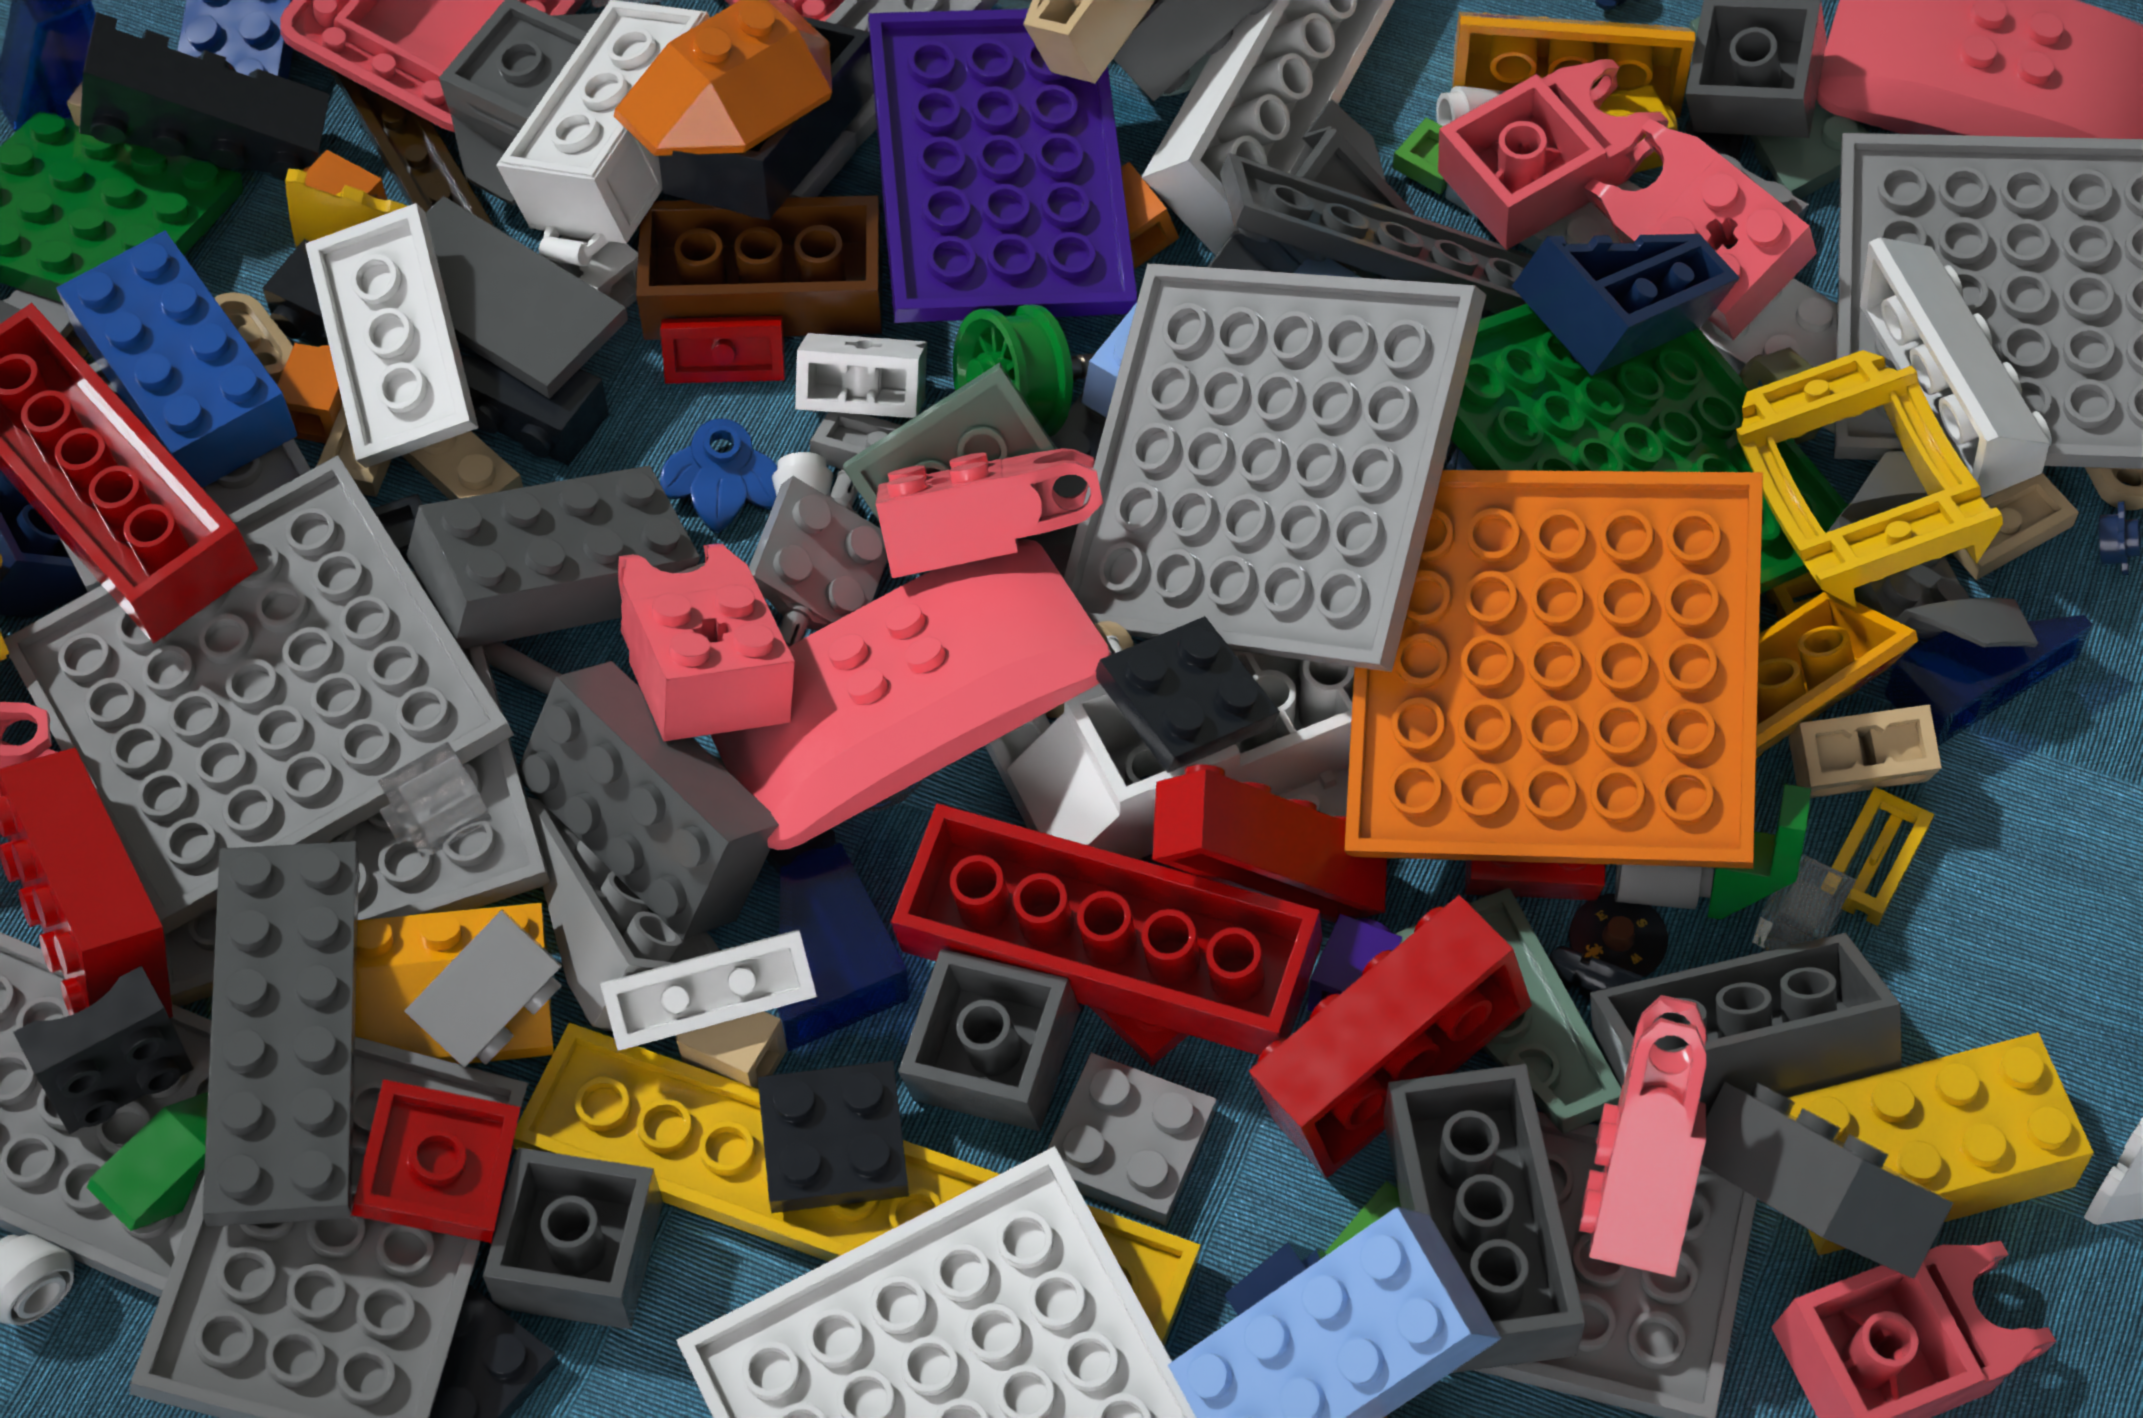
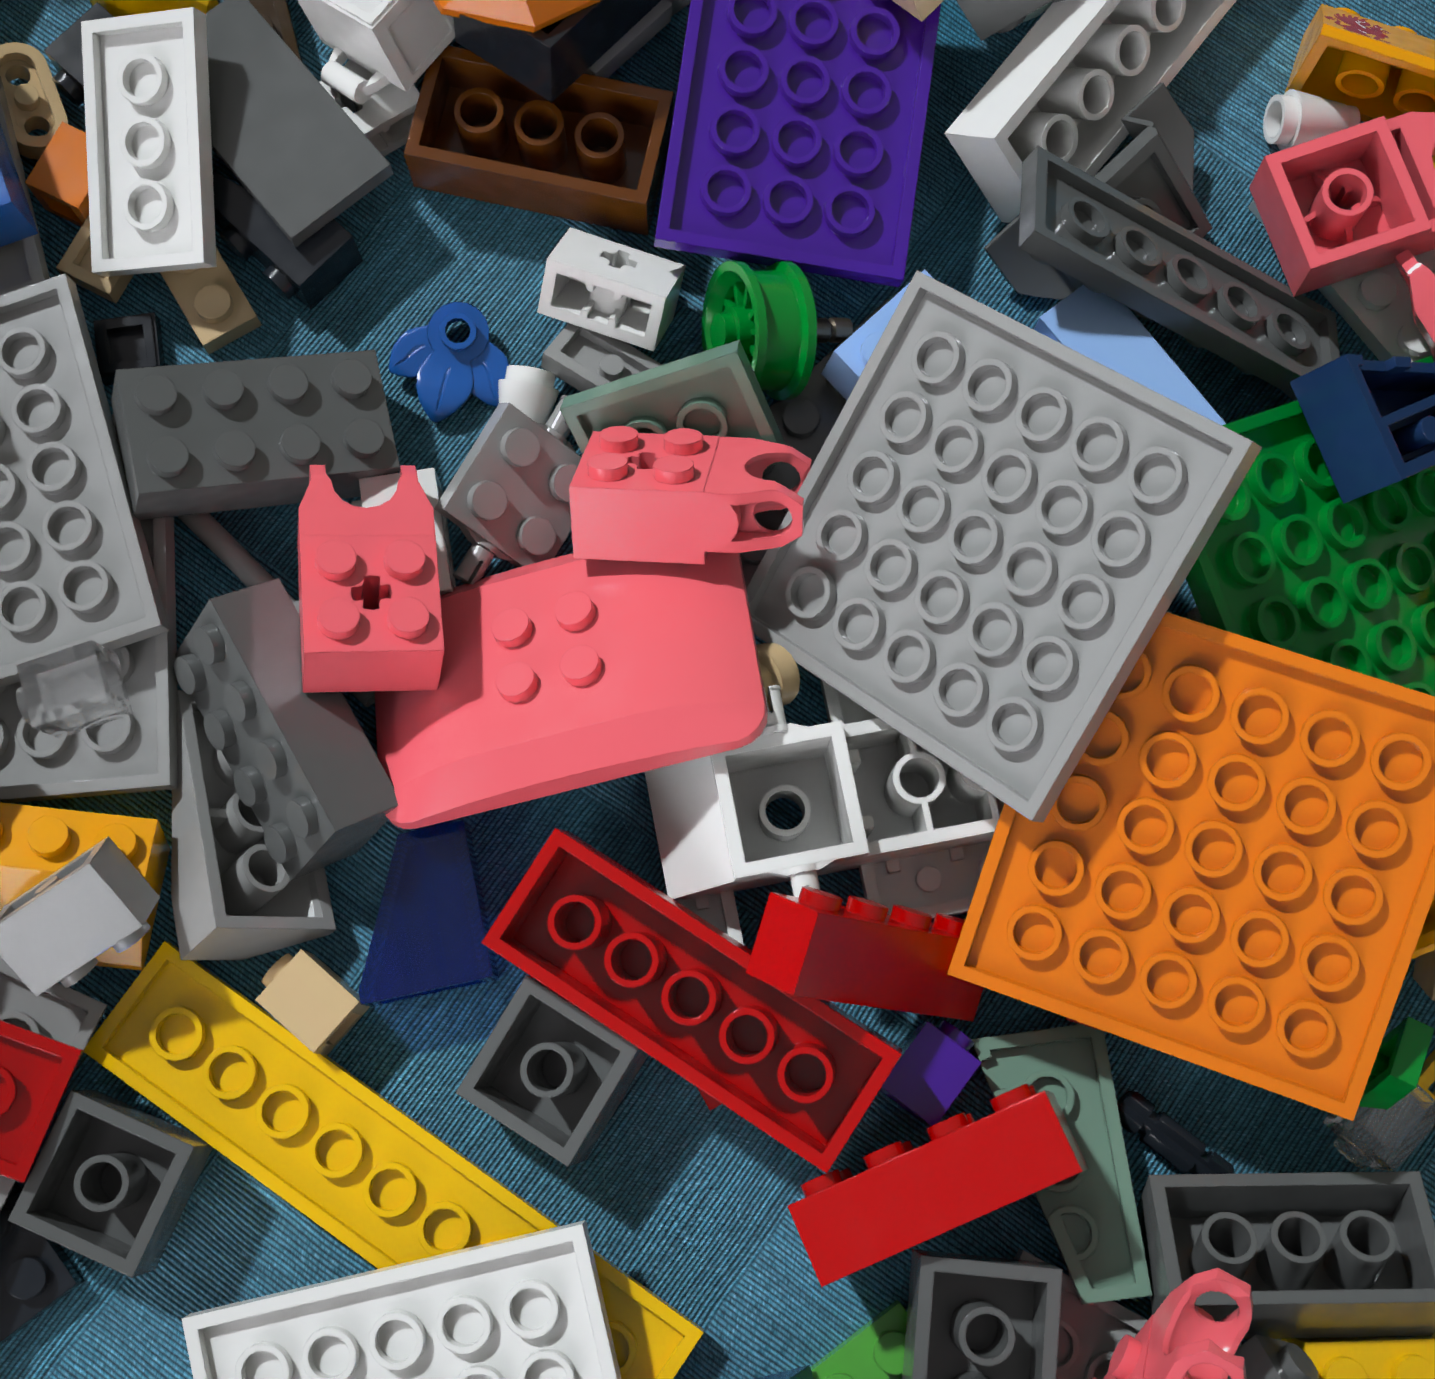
camera: 10 degrees right, 20 degrees up
(708, 990) = (289, 967): white plate -> none
(723, 349) = (485, 222): red plate -> none
(832, 1137) = (381, 1135): black plate -> none
(1131, 1137) = (667, 1188): light grey plate -> none
(1147, 218) = (939, 173): orange brick -> none
(1186, 694) = (830, 779): black plate -> none
(1419, 156) = (1240, 156): bright green plate -> none
(1620, 934) = (1191, 1093): piece -> none

